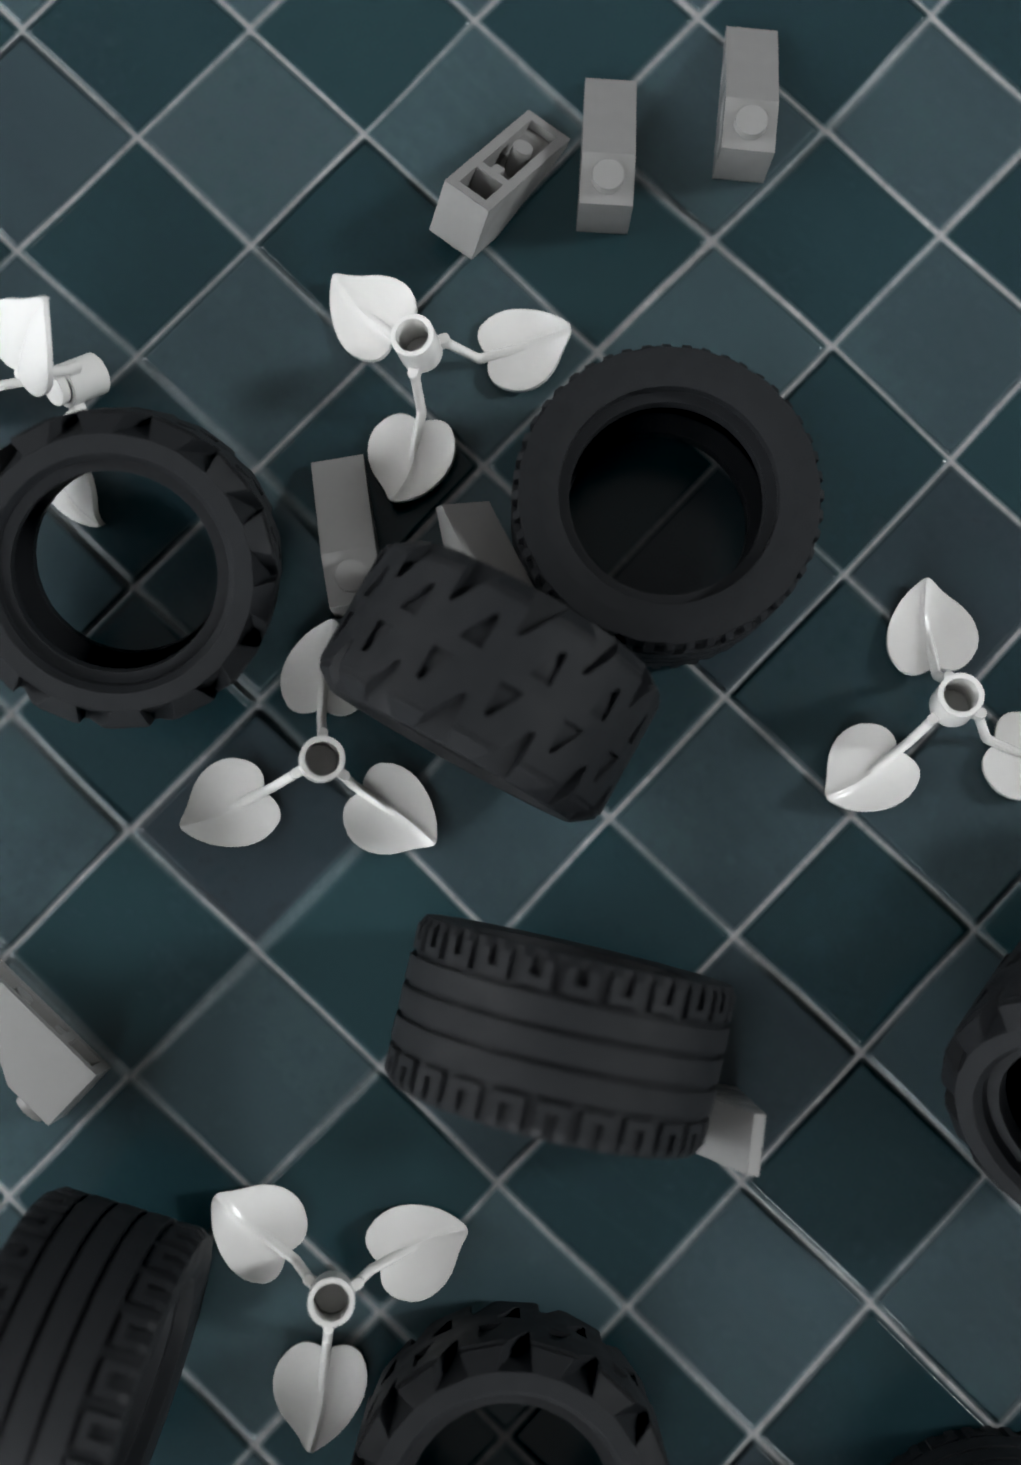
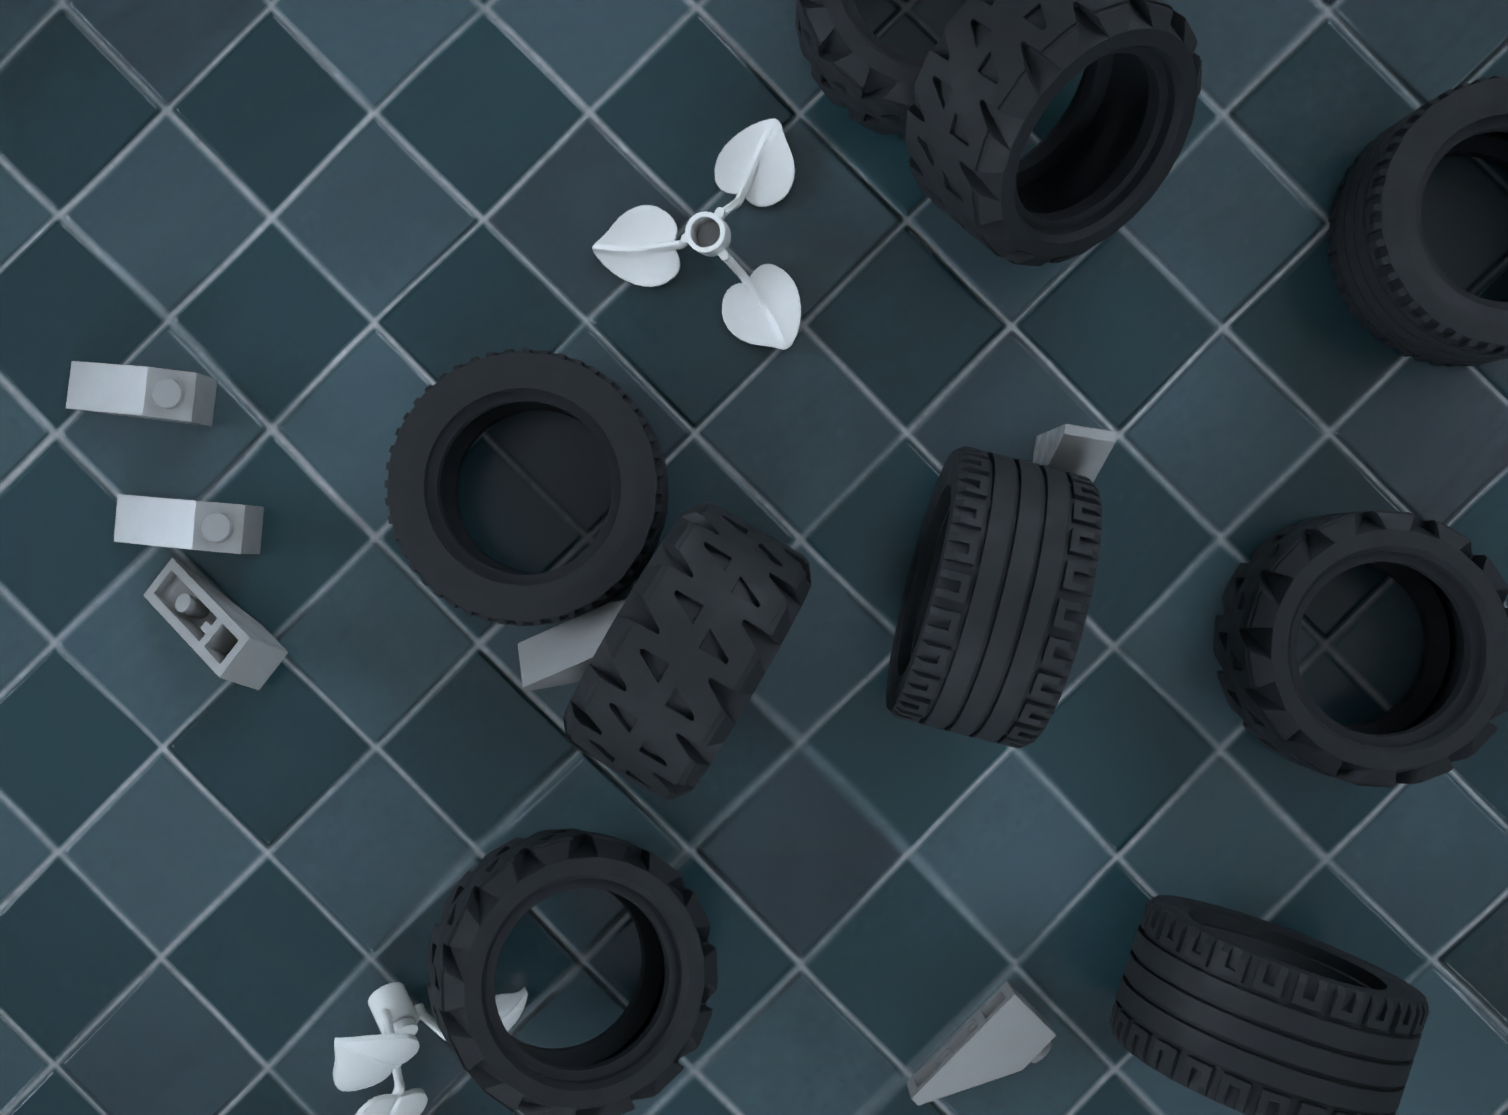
camera: 85 degrees left, 5 degrees up
(234, 805) = (782, 871): white plant -> none
(324, 1383) = (1175, 719): white plant -> none
(344, 527) = (535, 771): light grey slope -> none
(382, 313) = (340, 737): white plant -> none

